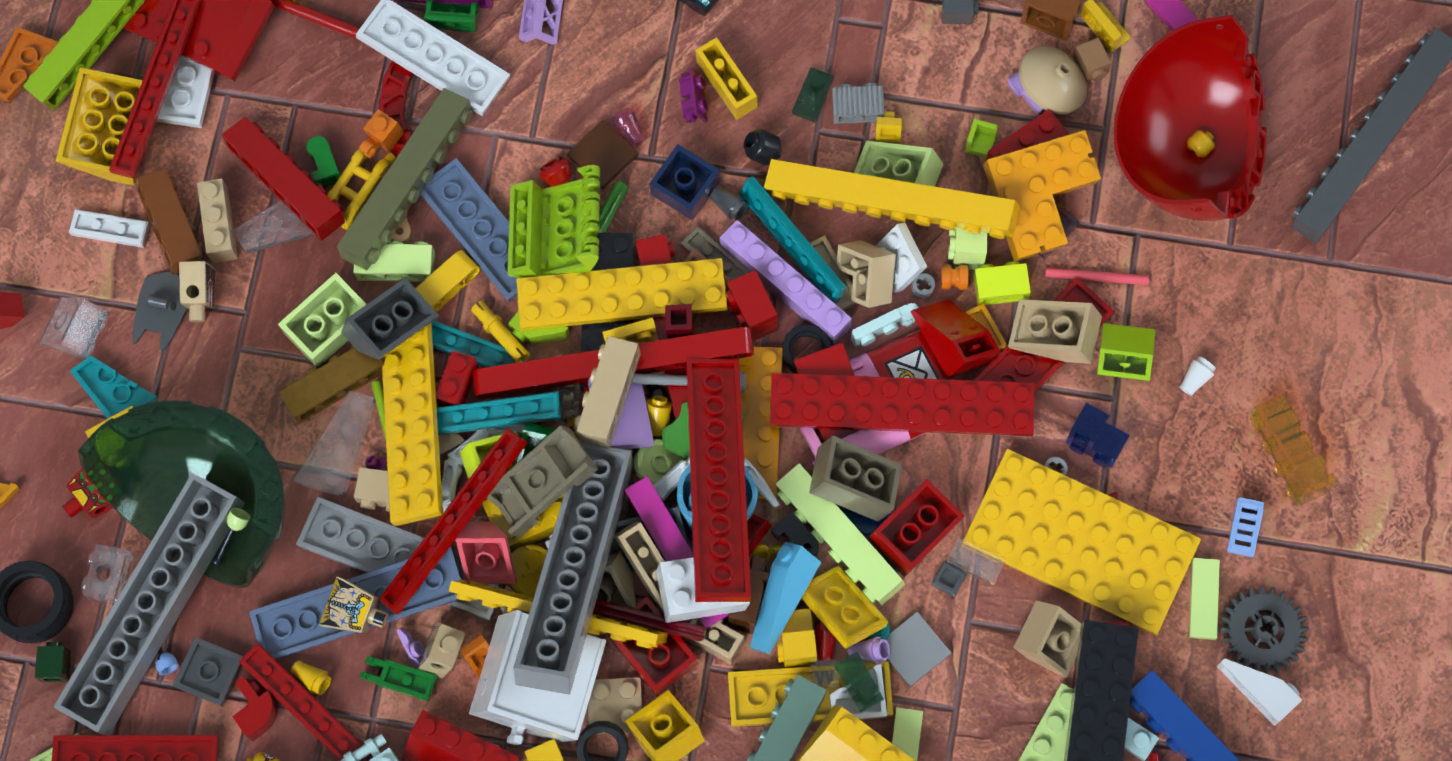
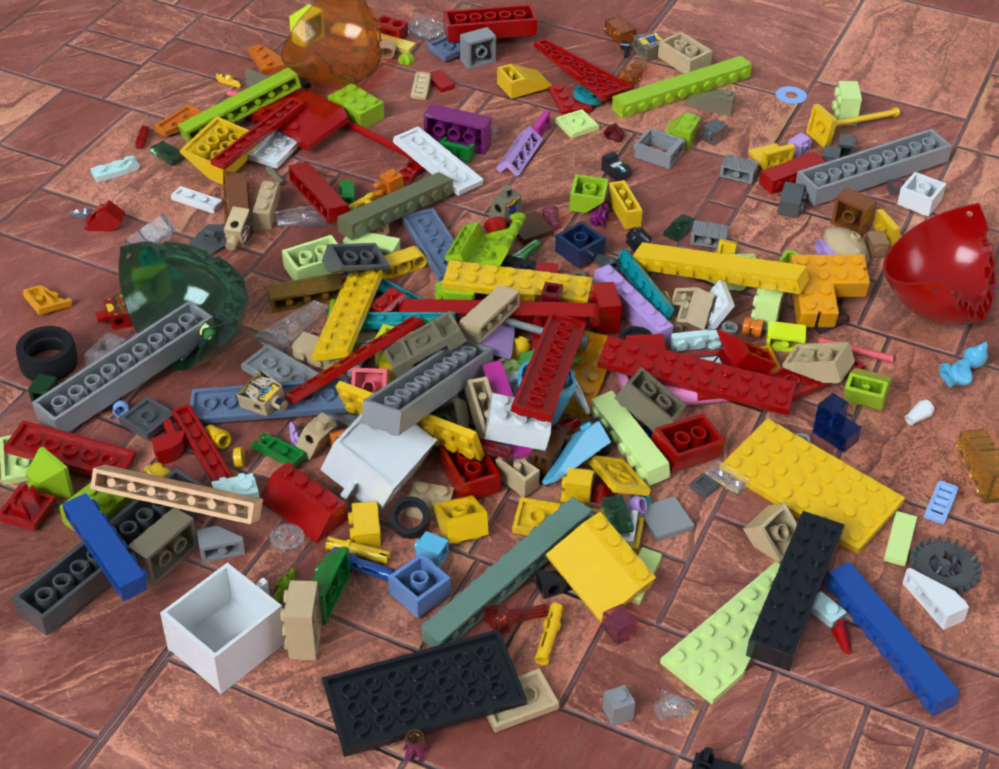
camera: 10 degrees right, 30 degrees down
(28, 143) = (167, 153): none -> clear green plate
(203, 145) = (275, 176): none -> dark tan wheel
(353, 705) = (239, 457): none -> yellow tile
(493, 324) = (424, 287): yellow pin -> none
(561, 129) = (506, 203): none -> dark tan torso
(669, 70) = (587, 193): none -> lime slope
(1239, 291) = (960, 372): none -> medium azure animal

